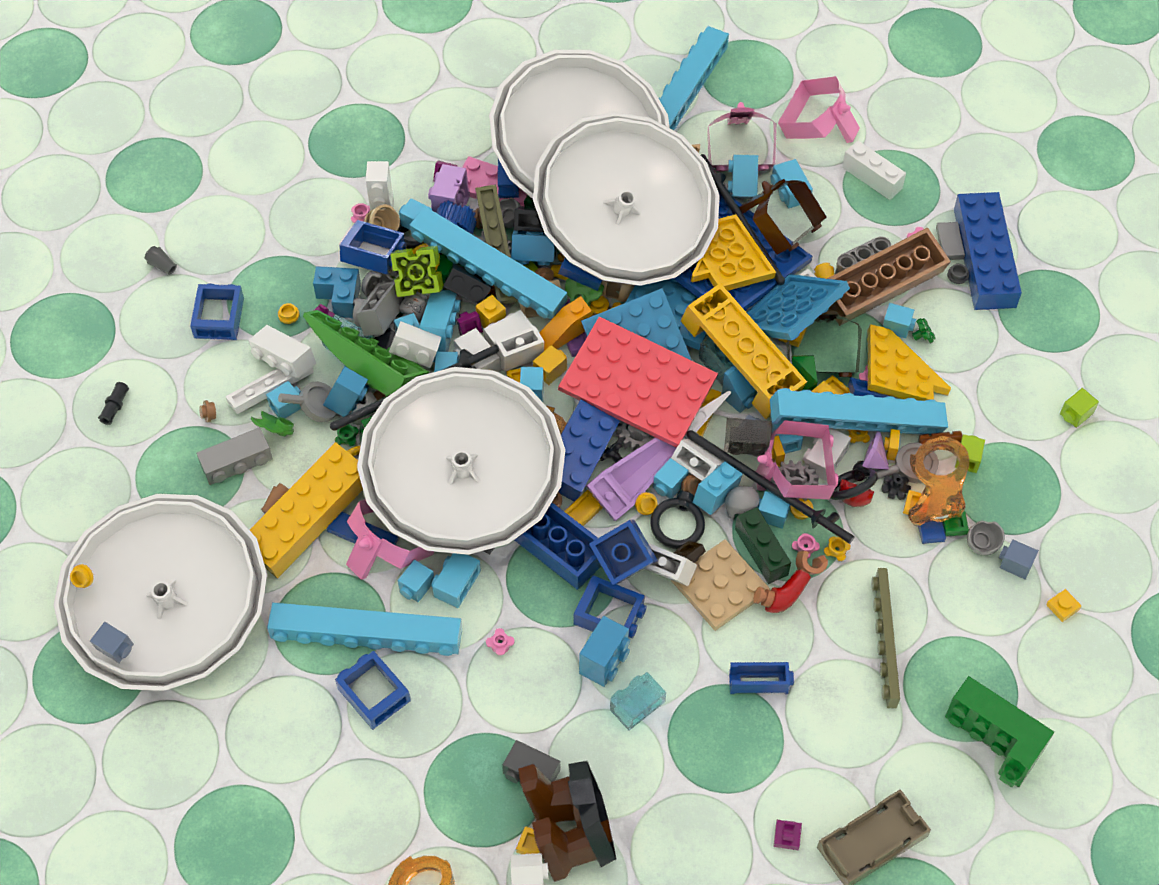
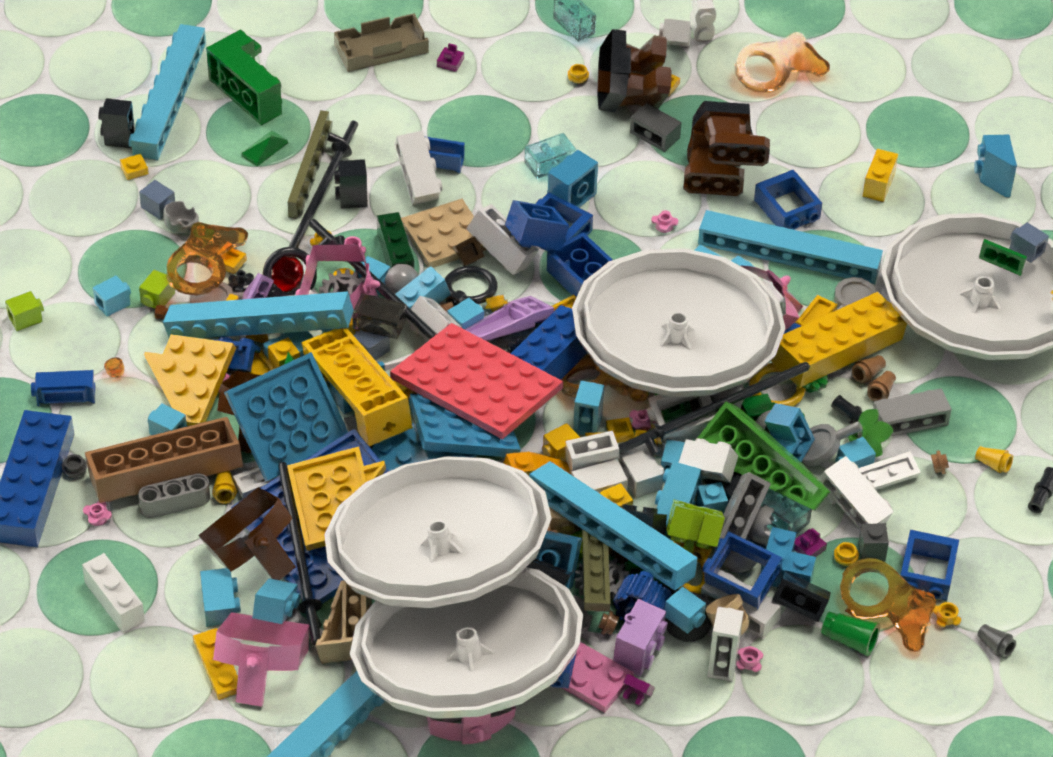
camera: 170 degrees left, 10 degrees down
(138, 619) = (1002, 257): none -> green slope
(142, 777) = (996, 163): none -> dark azure slope
(154, 424) = (996, 459): none -> yellow cone
(201, 275) = (949, 609): none -> yellow plate
(234, 263) = (904, 605): none -> clear orange animal
(263, 316) = (873, 541): none -> dark grey brick
(263, 481) = (881, 386): none -> medium nougat cone
(274, 745) = (880, 175): none -> yellow brick
(279, 241) = (851, 632): none -> green plant
(288, 447) = (847, 409): none -> black pin
(296, 584) = (852, 290): none -> light grey piece
(319, 254) = (801, 596): none -> black brick
(332, 557) = (818, 308): none -> yellow tile
(452, 713) = (717, 144): none -> reddish brown piece
(468, 322) = (644, 498): magenta tile -> none
(635, 839) = (578, 73): none -> yellow plate
(763, 133) = (221, 675): none -> yellow plate
(770, 636) = (418, 167): none -> white brick
(782, 598) = (360, 219): piece -> none
(821, 126) = (124, 646): bright pink piece -> none
(830, 603) = (352, 184): none -> black brick
(861, 663) = (341, 149): none -> black piece
(924, 331) = (143, 408): green plant -> none
(942, 661) = (264, 148): none -> green slope
(950, 240) = (63, 506): light grey tile -> none
(973, 368) = (114, 367): none -> clear orange hinge
(1002, 339) = (64, 387): none -> blue window
(1008, 439) = (112, 295): none -> medium azure brick
(1075, 711) = (168, 92): none -> medium azure brick
(1103, 634) = (116, 122): none -> black brick

